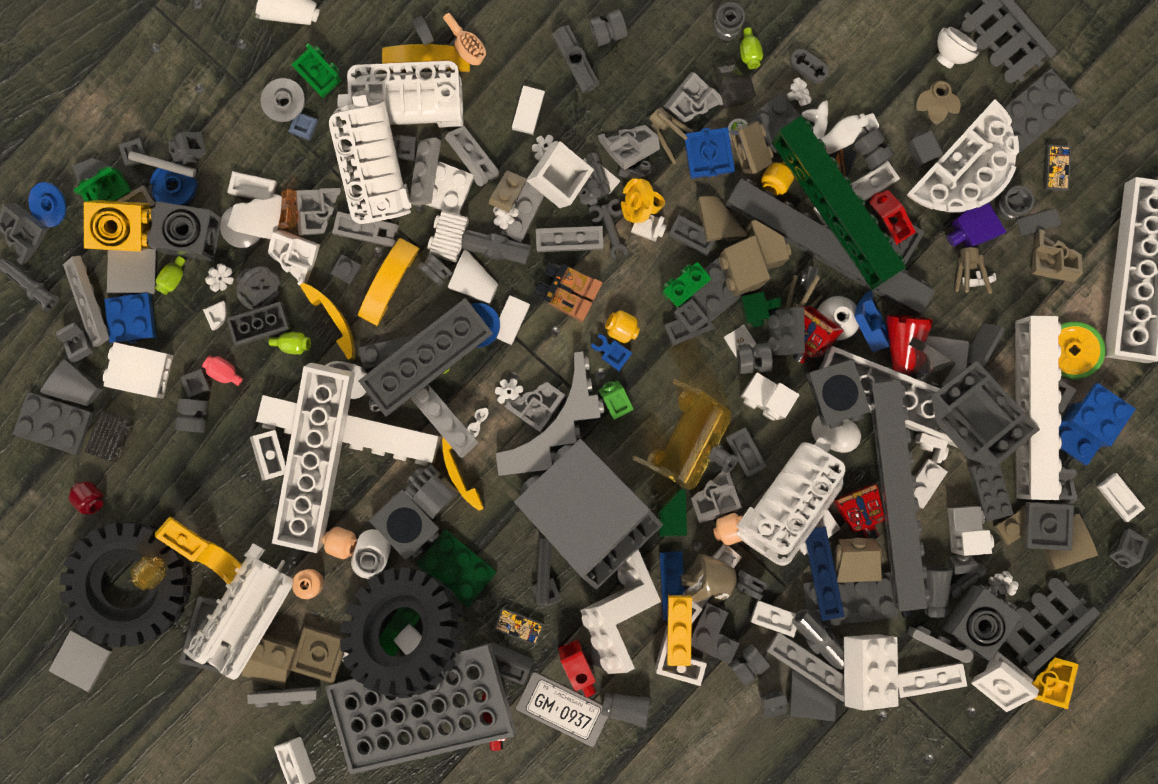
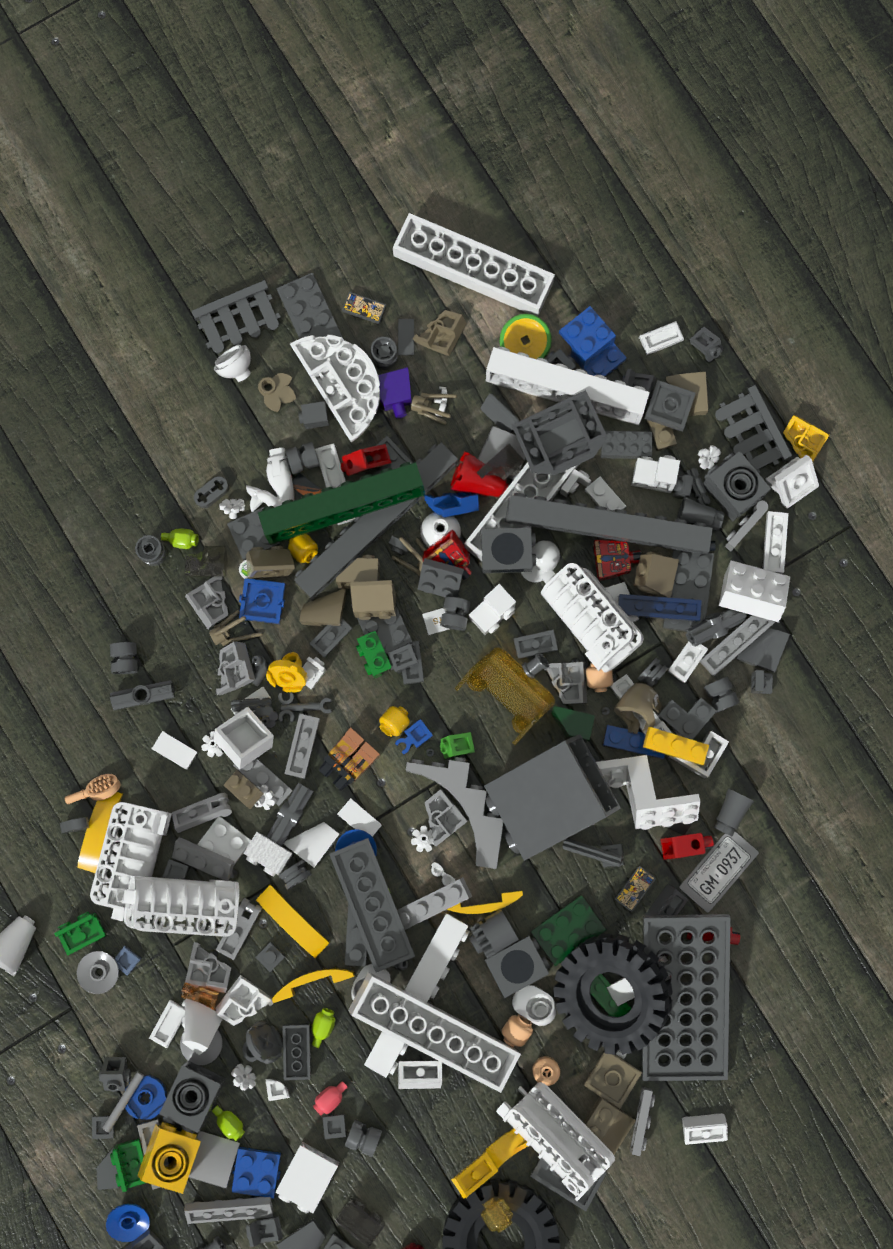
camera: 70 degrees left, 5 degrees down
(756, 308) = (411, 599): dark green brick -> none

